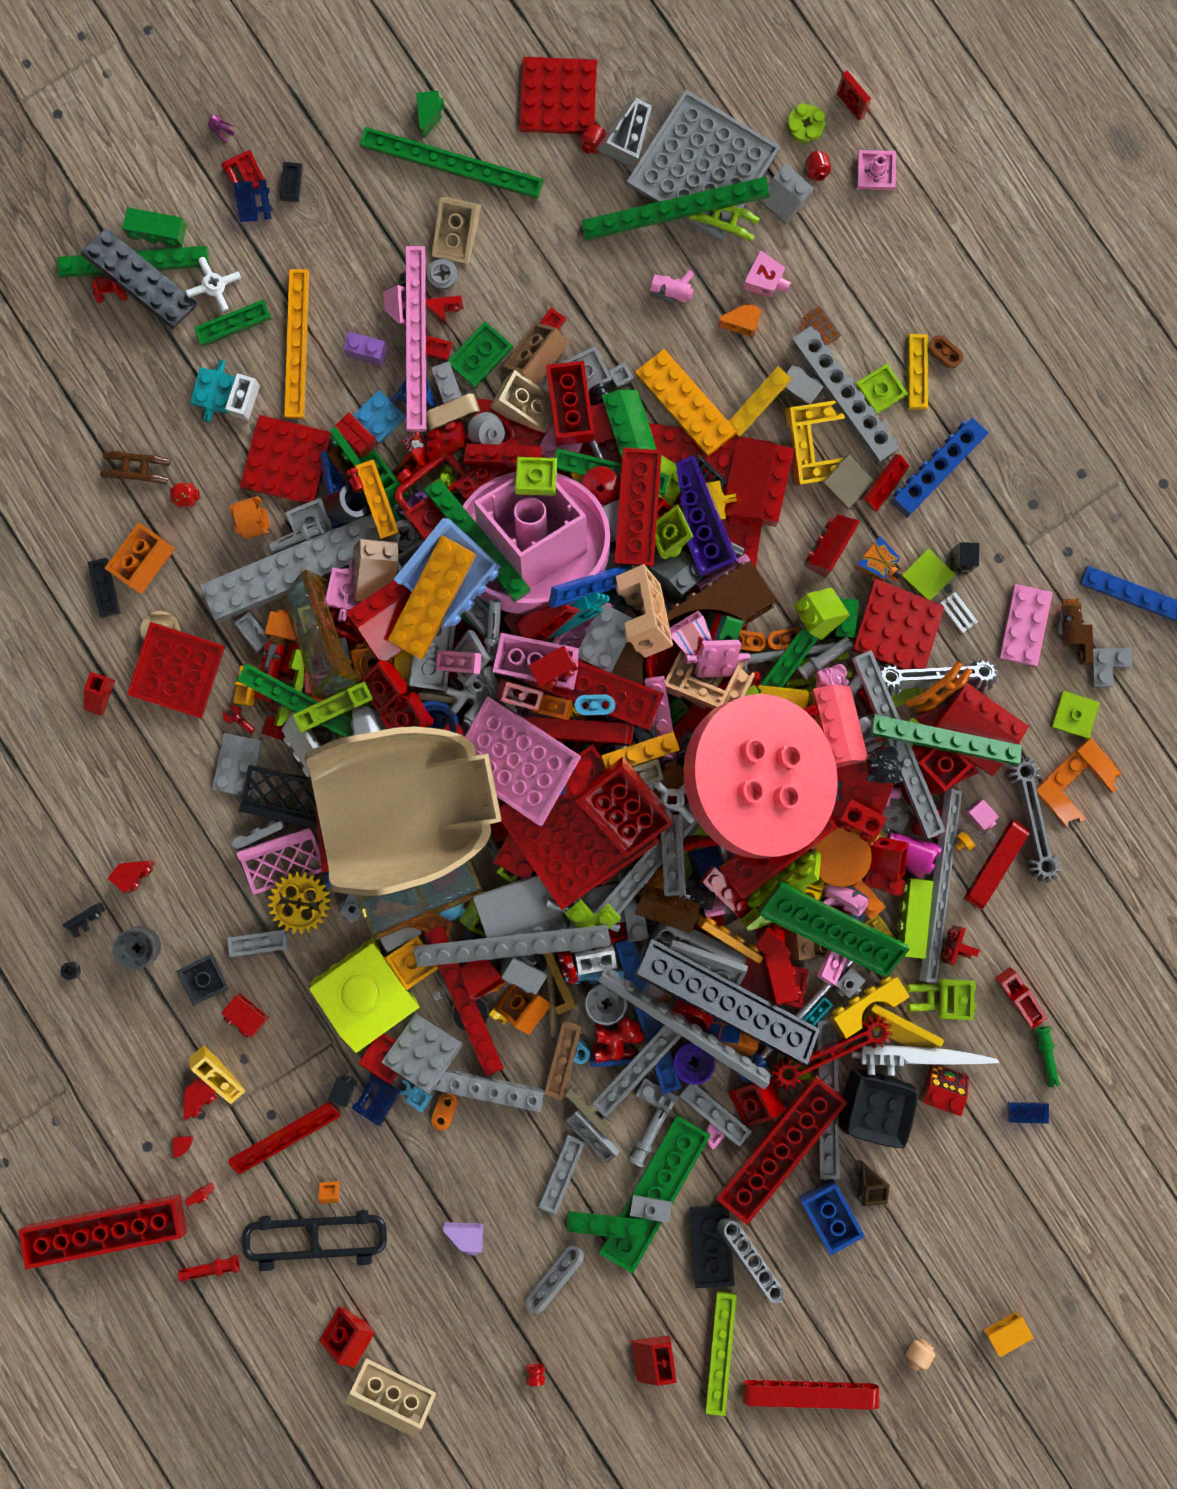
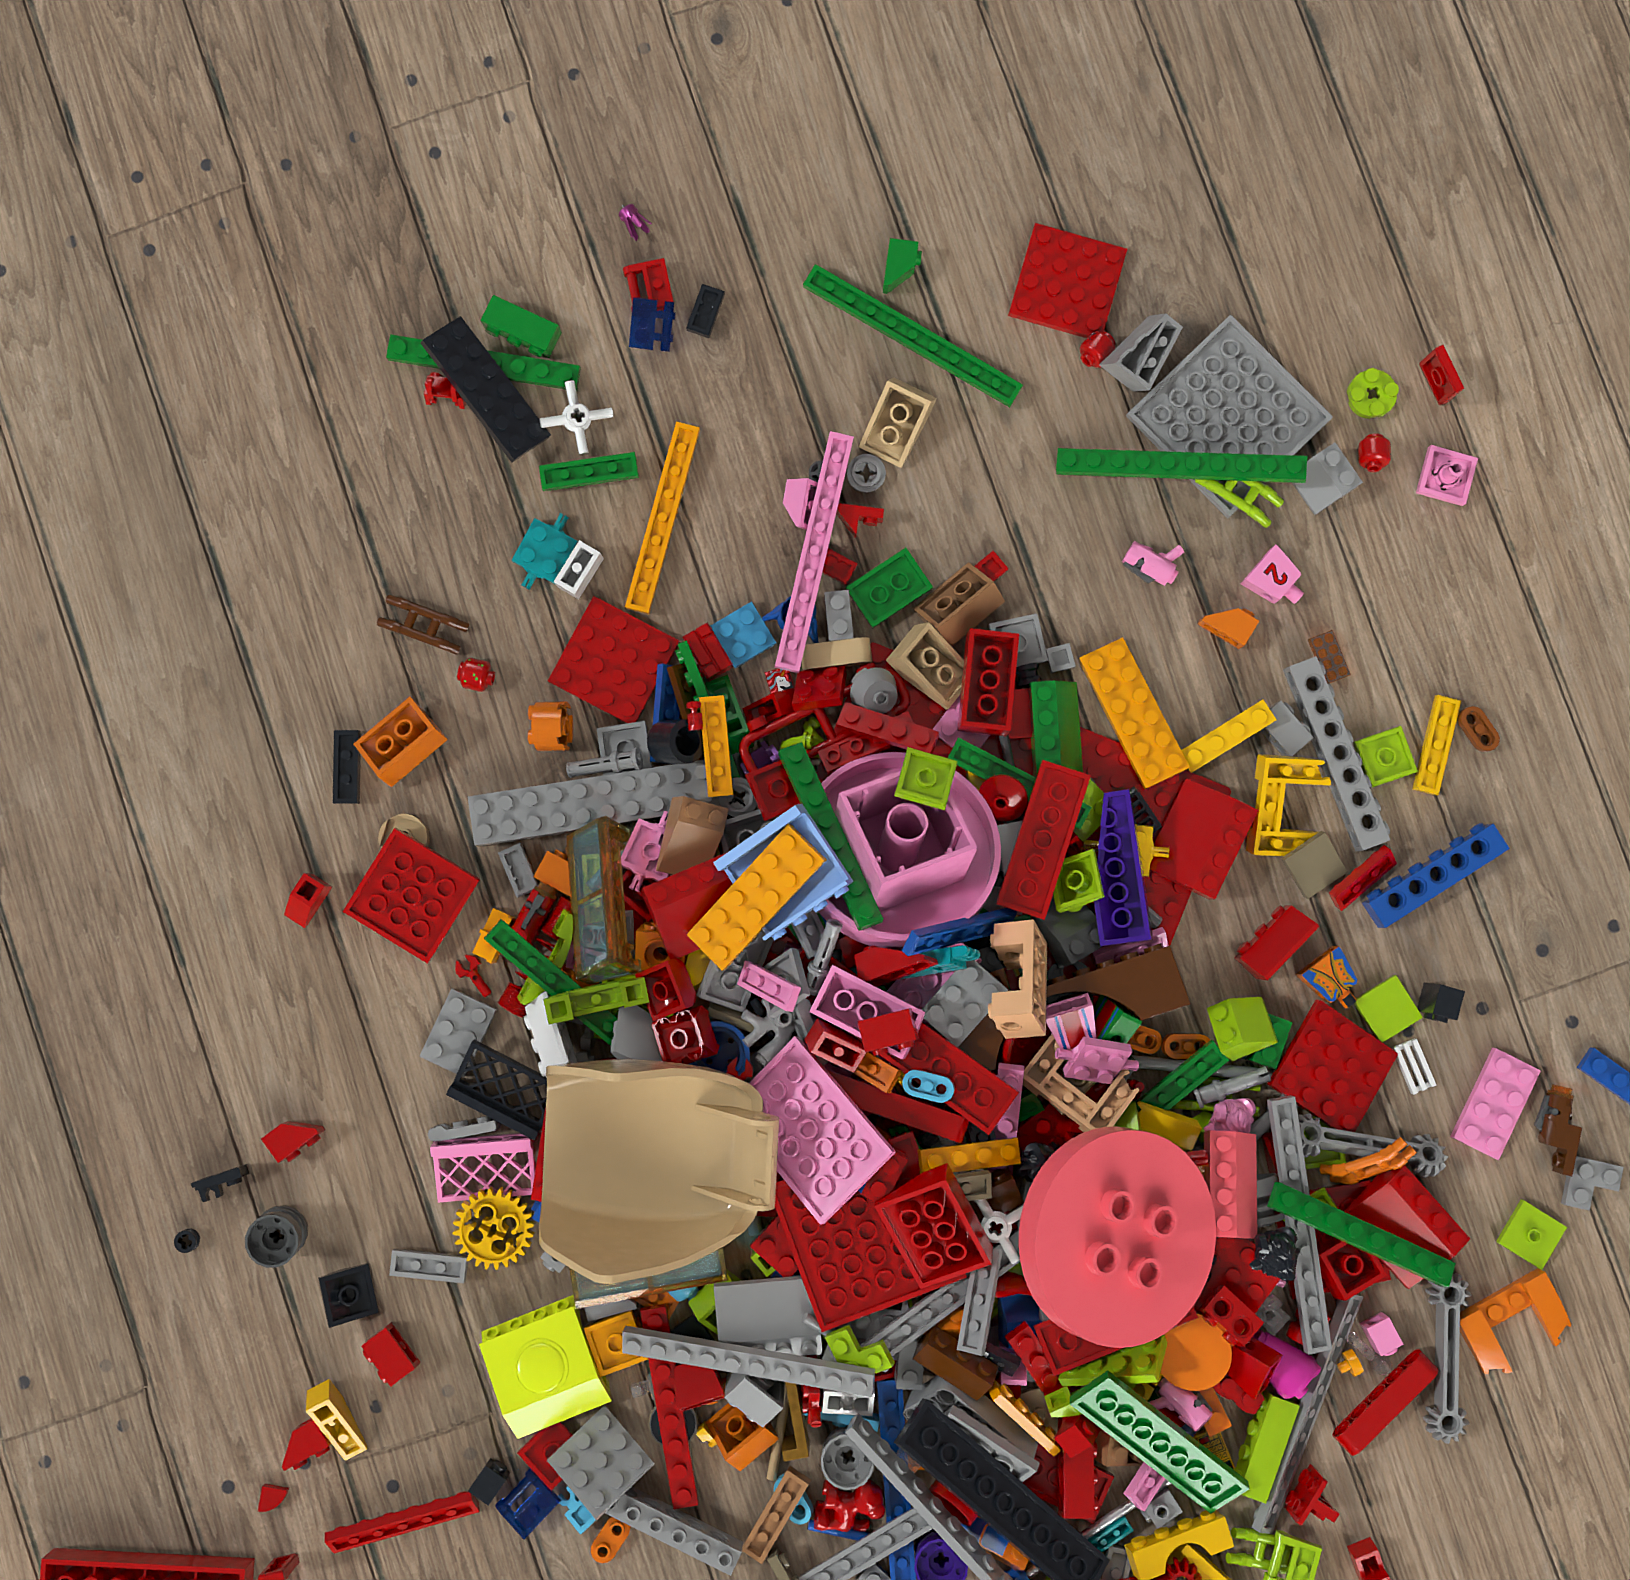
camera: 15 degrees right, 0 degrees up
(365, 348) = (747, 545): medium lavender brick -> none

